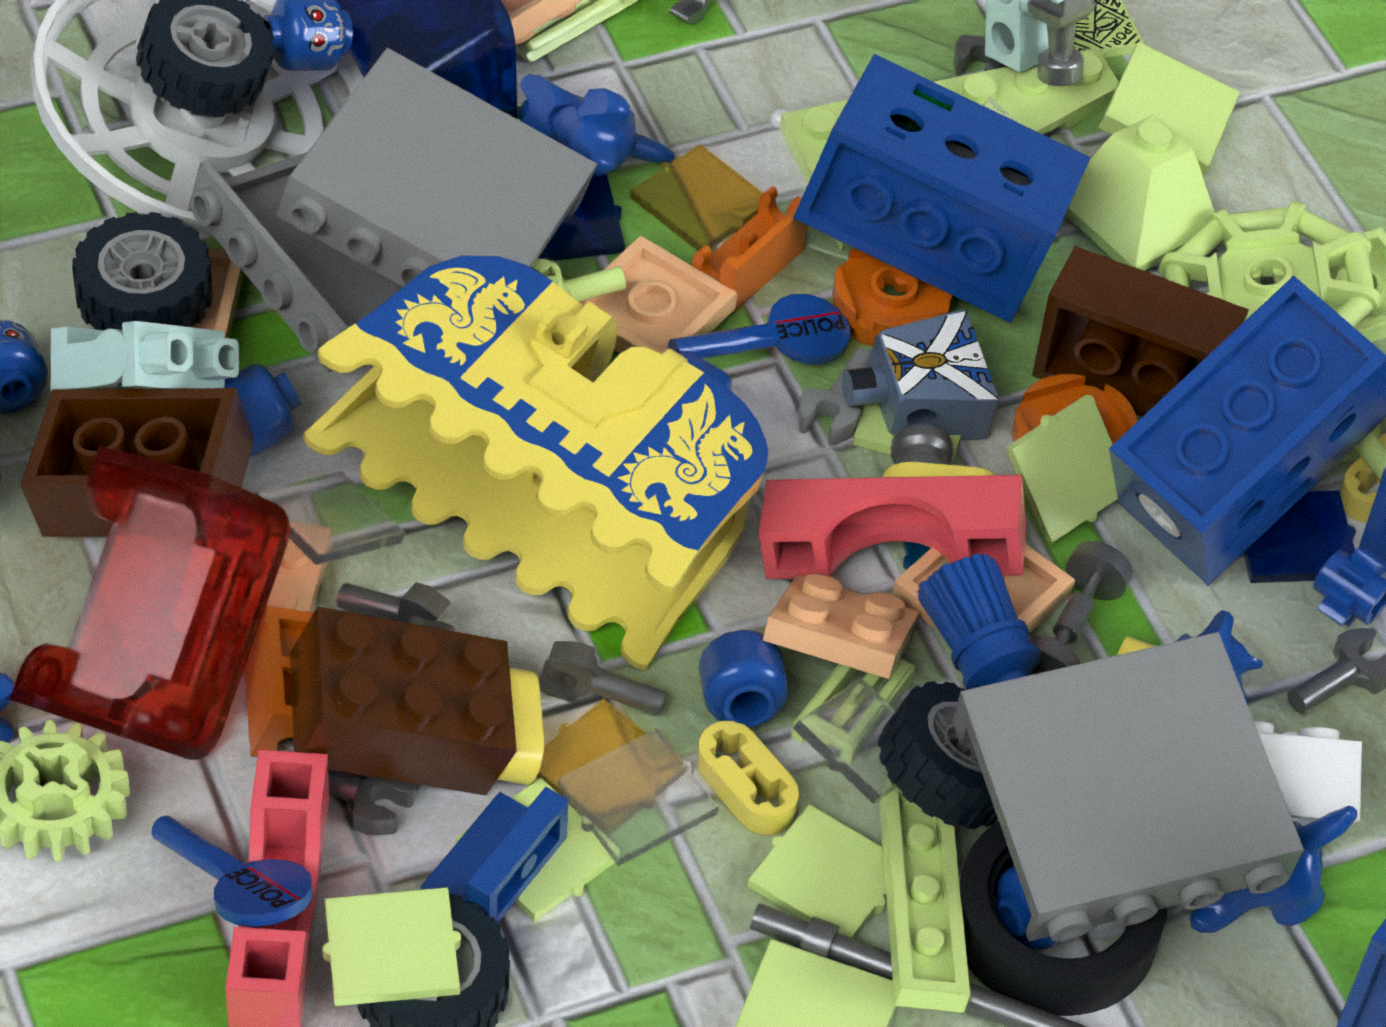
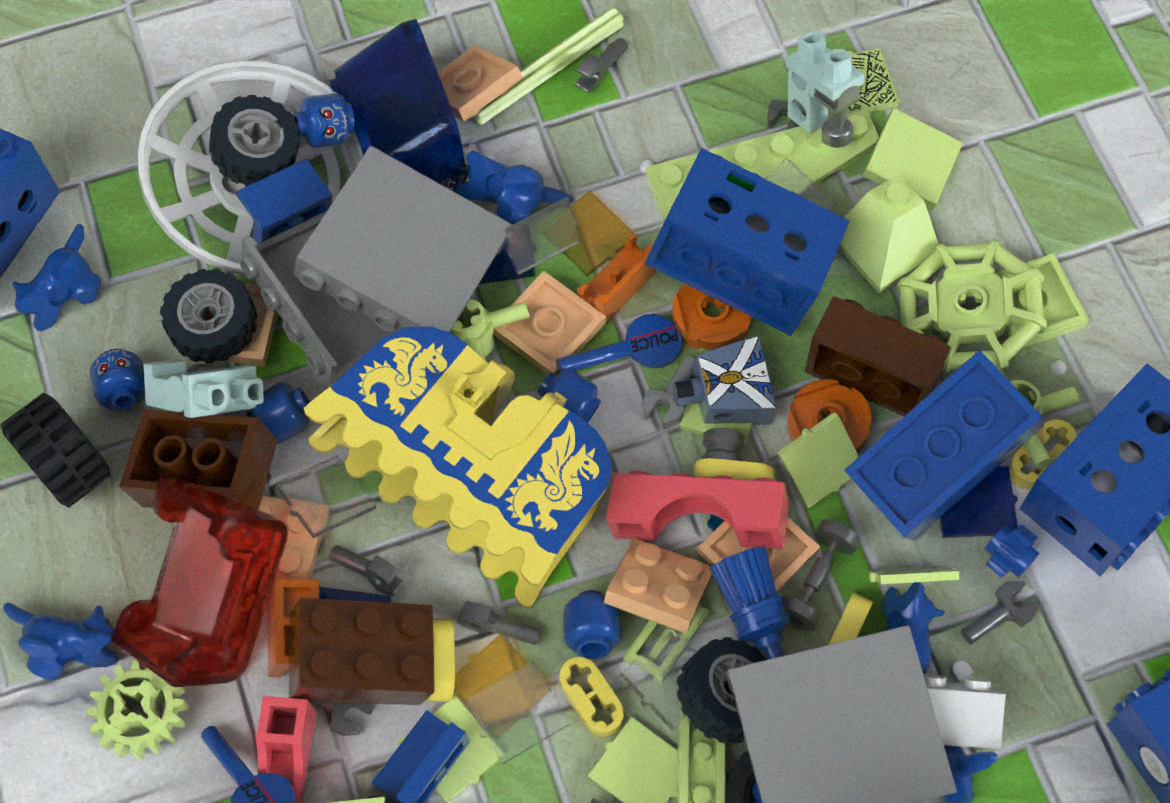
camera: 10 degrees right, 15 degrees up
(257, 124) = (285, 200): none -> blue panel
(638, 185) = (541, 235): none -> clear piece
(1196, 610) = (910, 575): none -> yellowish green piece

